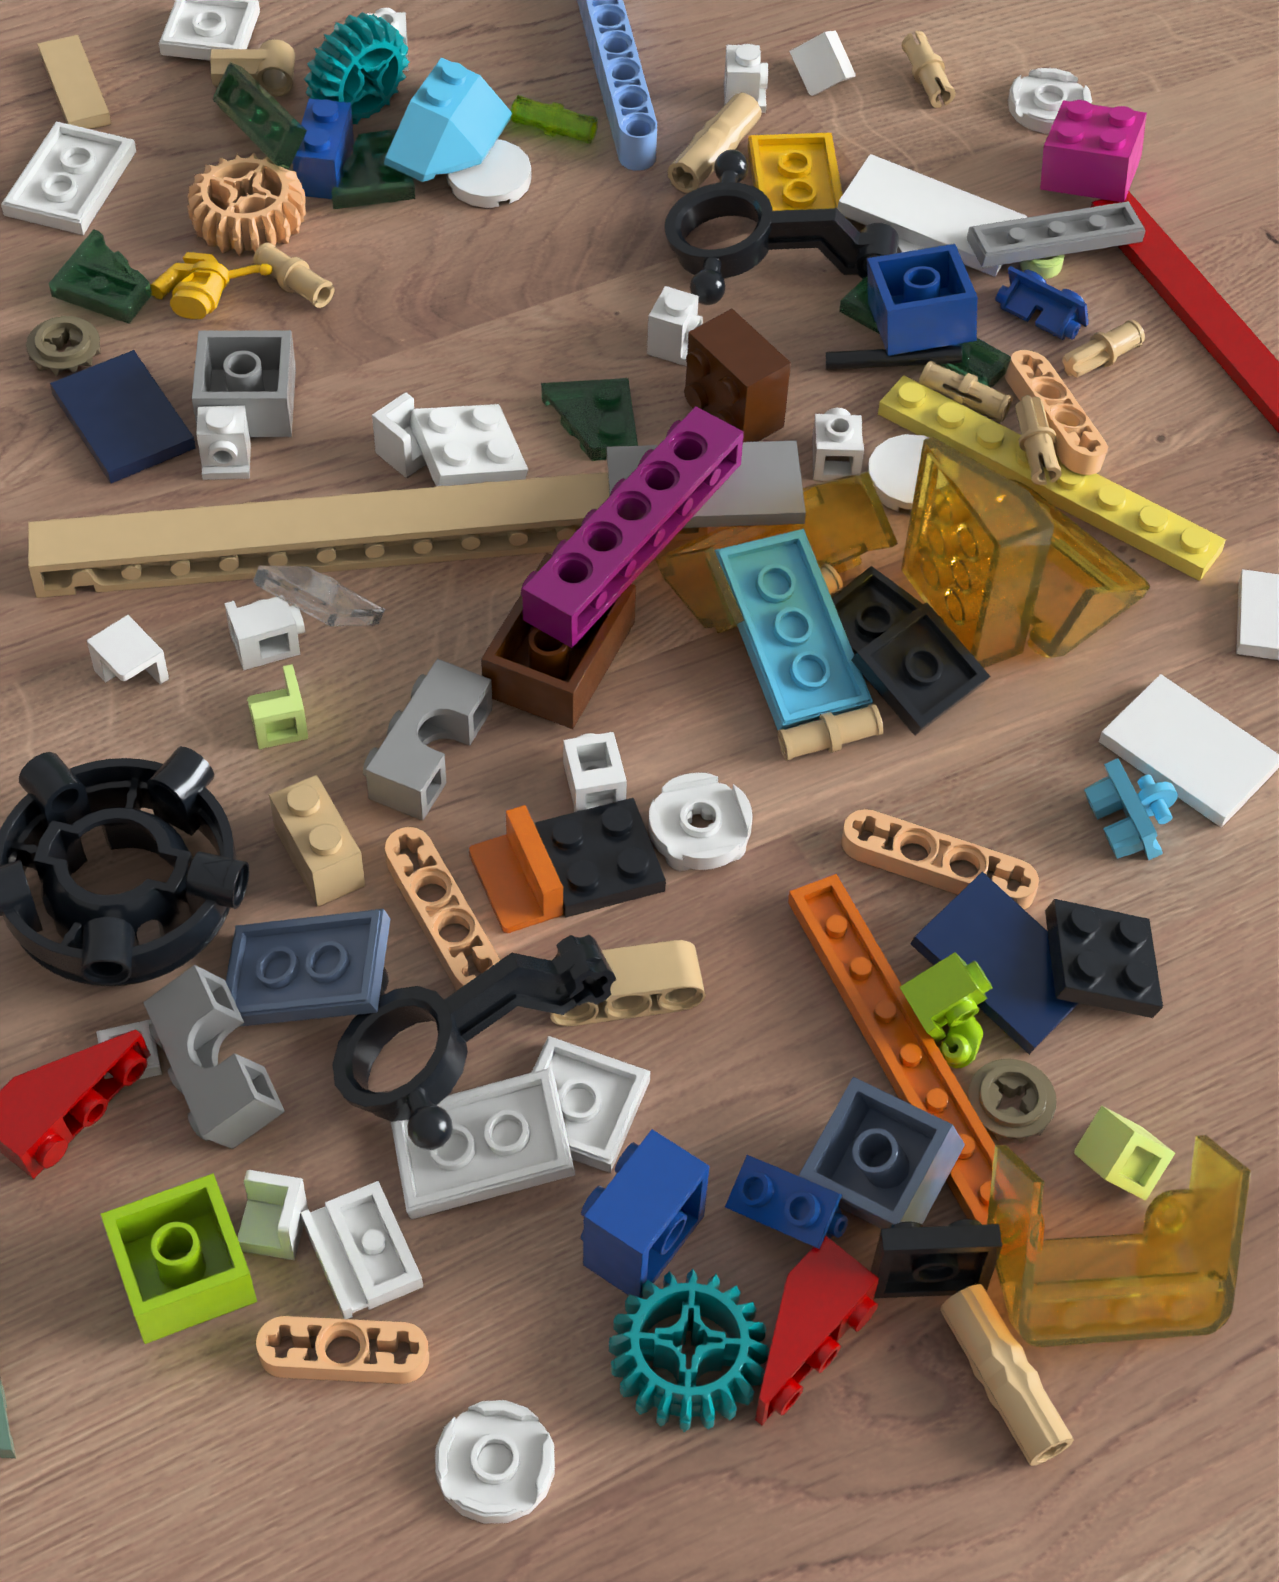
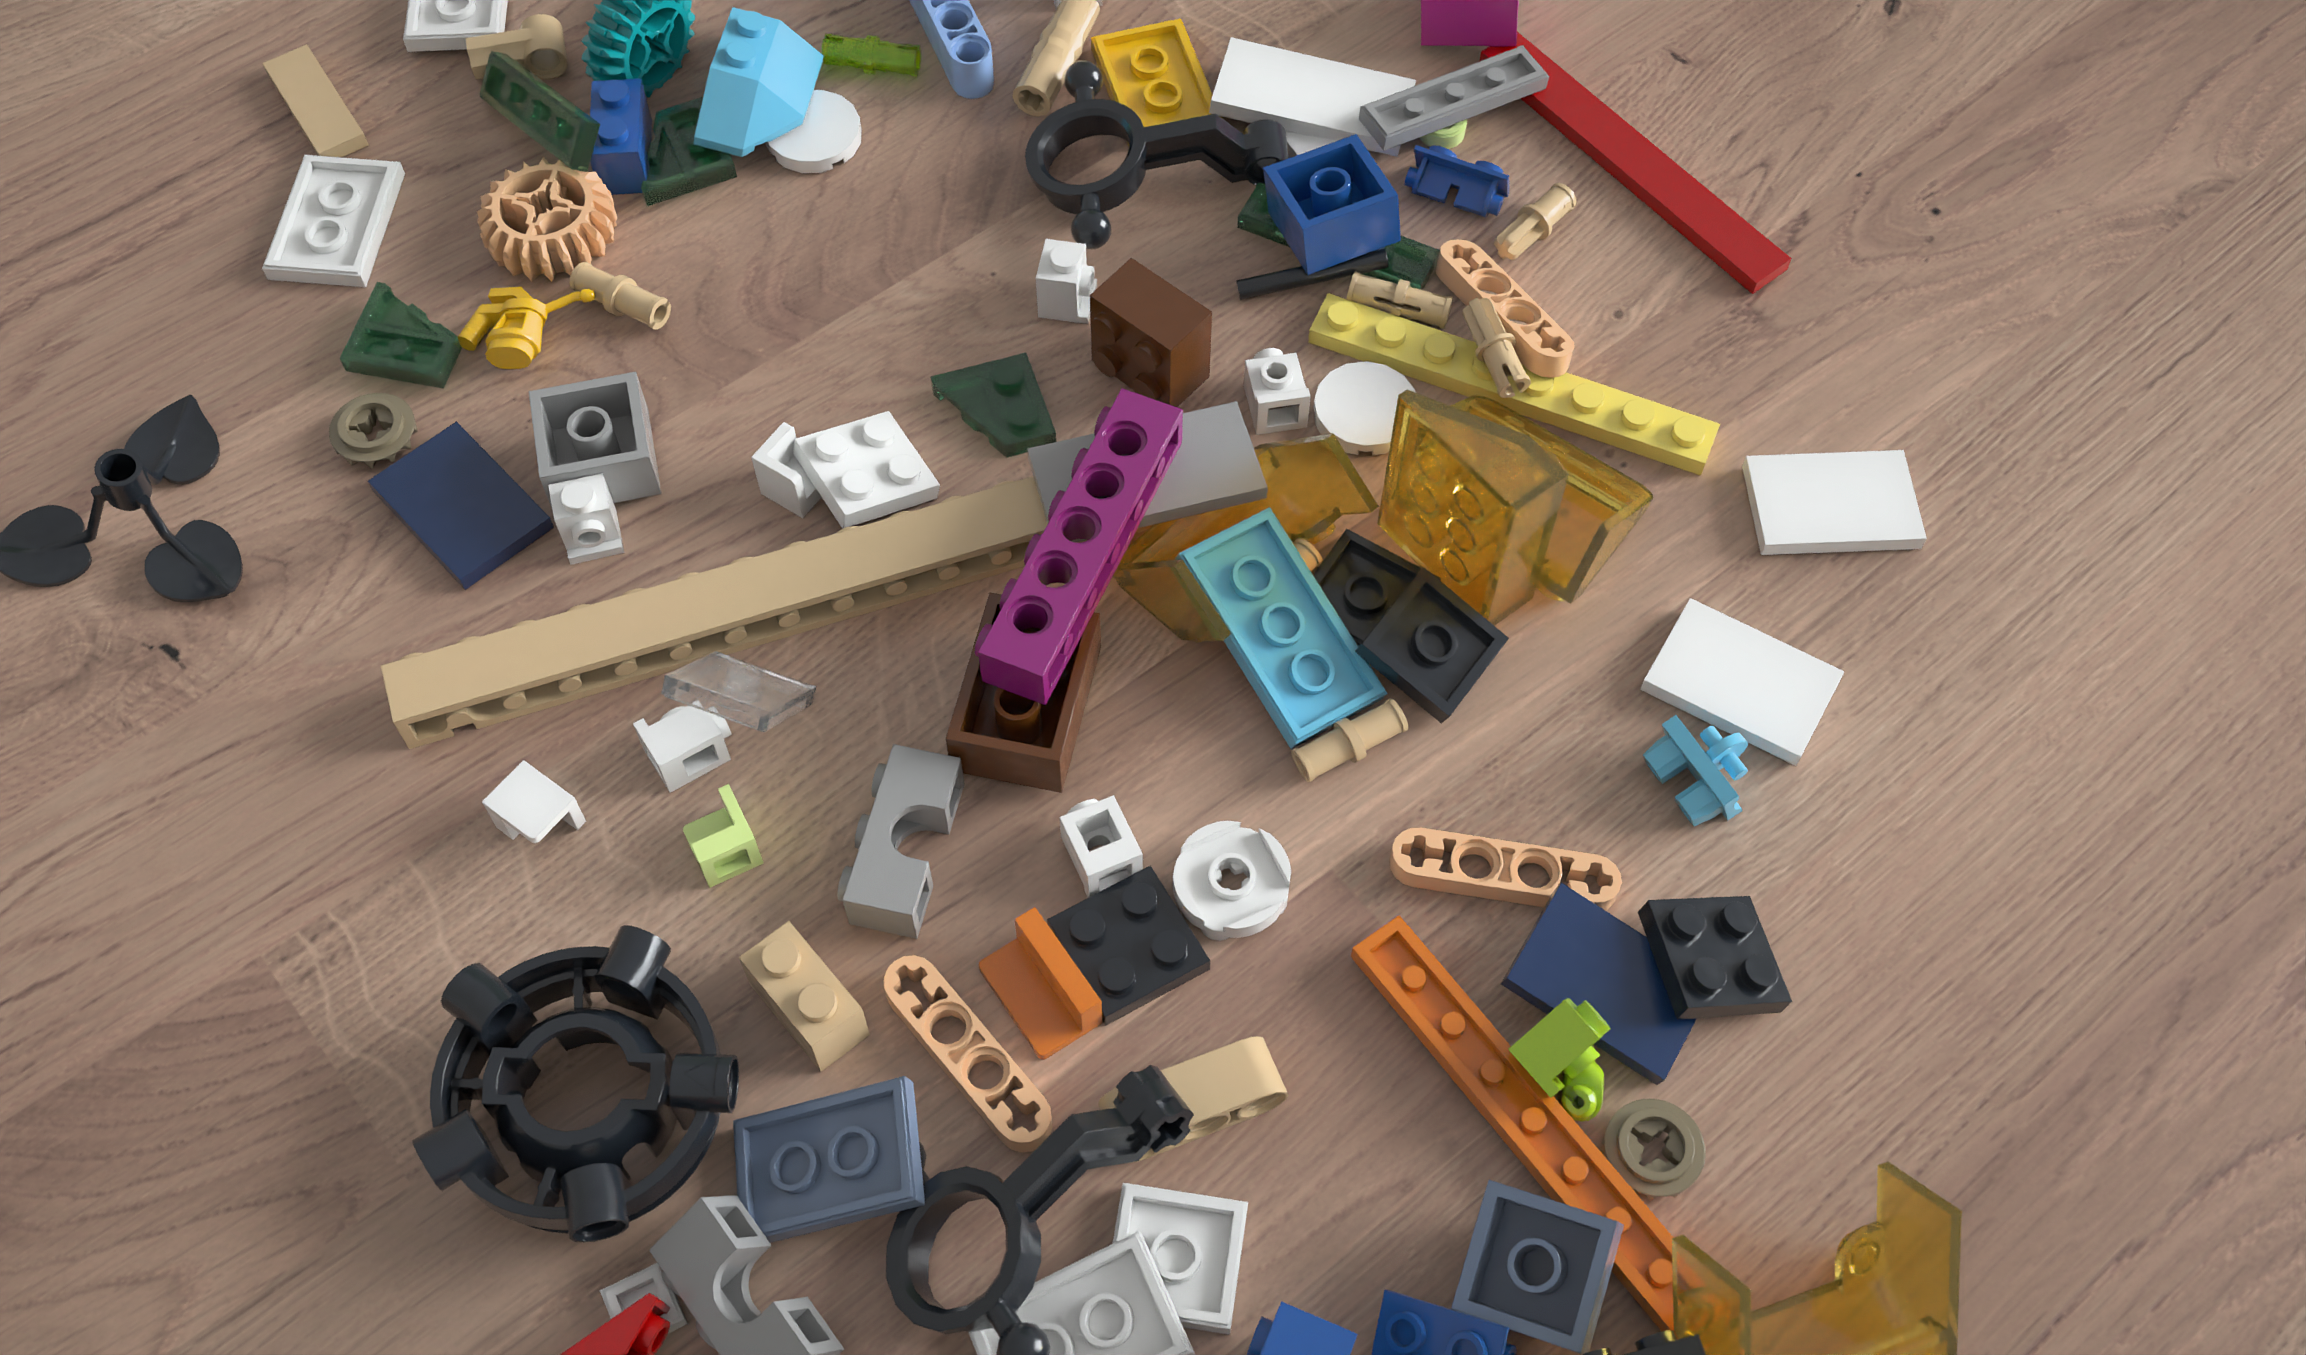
camera: 10 degrees left, 5 degrees up
(1123, 1153) = (1792, 1189): yellowish green panel -> none

